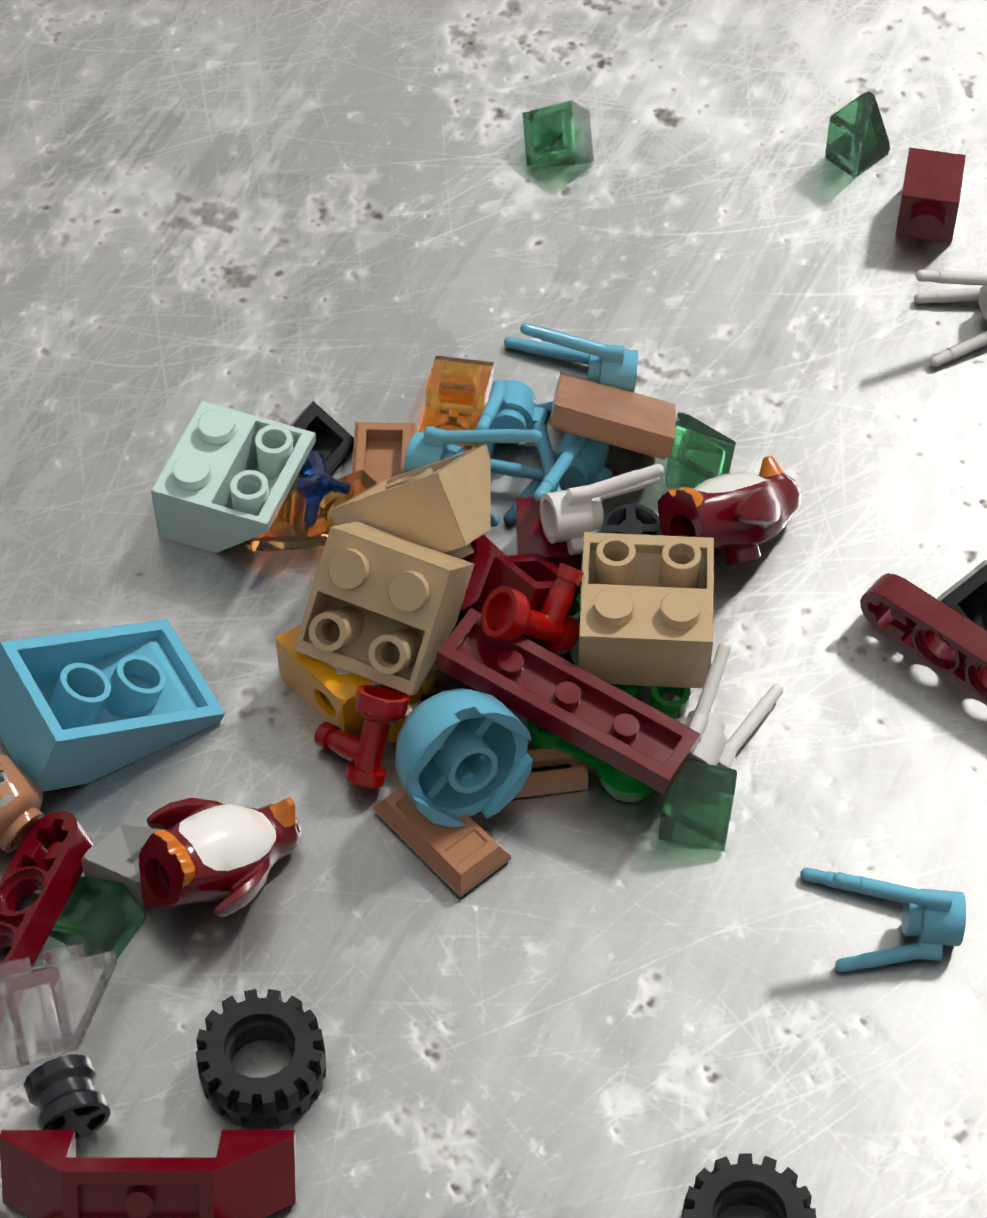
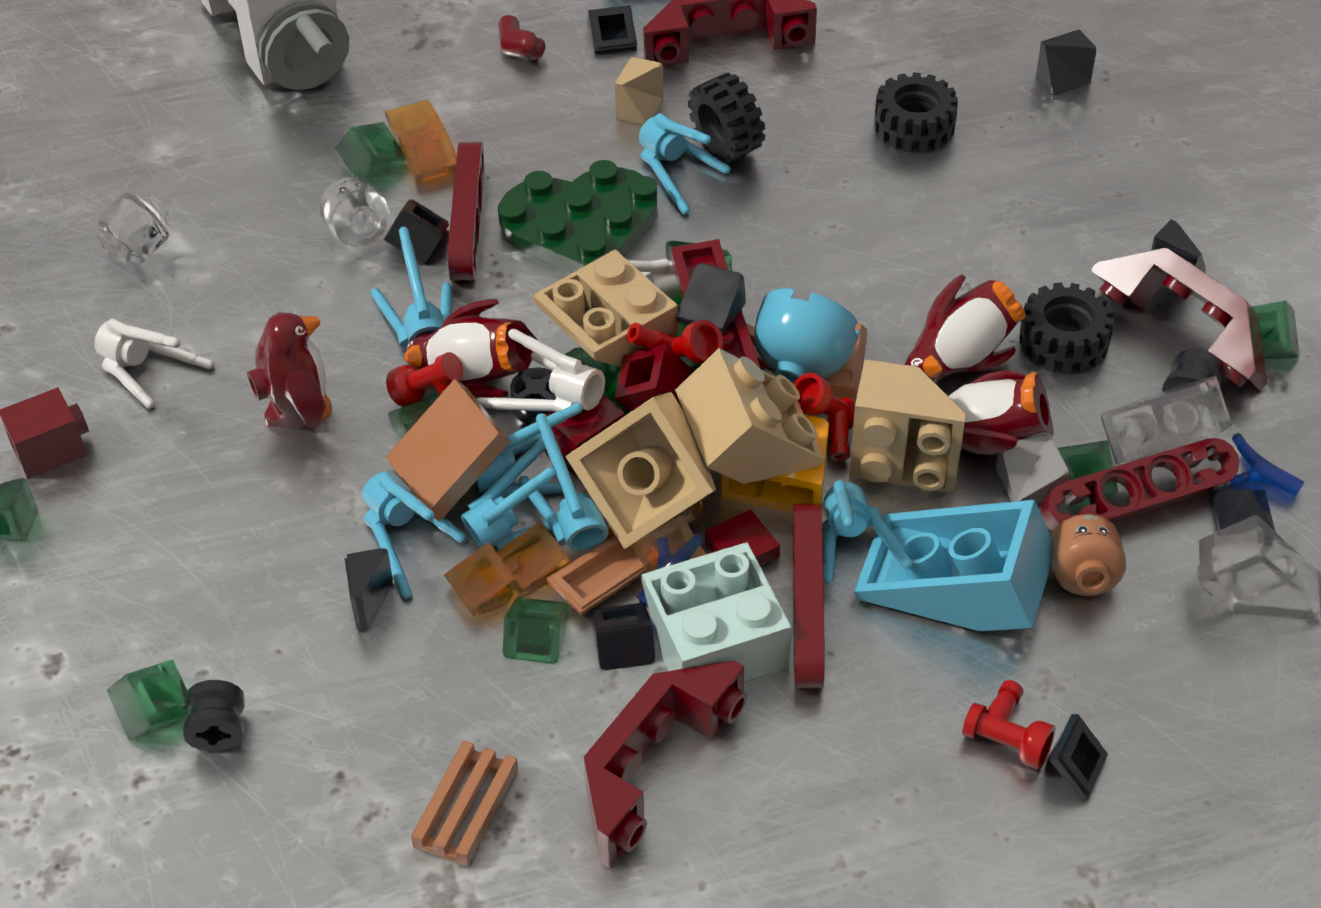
camera: 130 degrees left, 5 degrees down
(160, 320) = (694, 696): none -> dark red slope
(196, 575) = (808, 596): none -> dark red beam
(243, 661) = (849, 516): none -> medium azure plant
(250, 228) = (483, 763): none -> nougat tile
(266, 745) = (905, 429): none -> tan slope
(293, 581) = (743, 529): none -> dark red tile
(337, 932) = (966, 330): none -> animal
(381, 393) = (535, 629): none -> clear green slope
(495, 153) = (214, 715): none -> black wheel
(528, 295) = (368, 583): none -> black slope
(559, 673) = (713, 296): none -> black slope
(712, 461) = (408, 385): none -> red piece
(816, 356) = (290, 373): none -> dark red animal
(825, 520) = (422, 315): none -> medium azure plant
(876, 762) = (581, 218): none -> dark green plate
(892, 972) = (728, 116): none -> black tyre

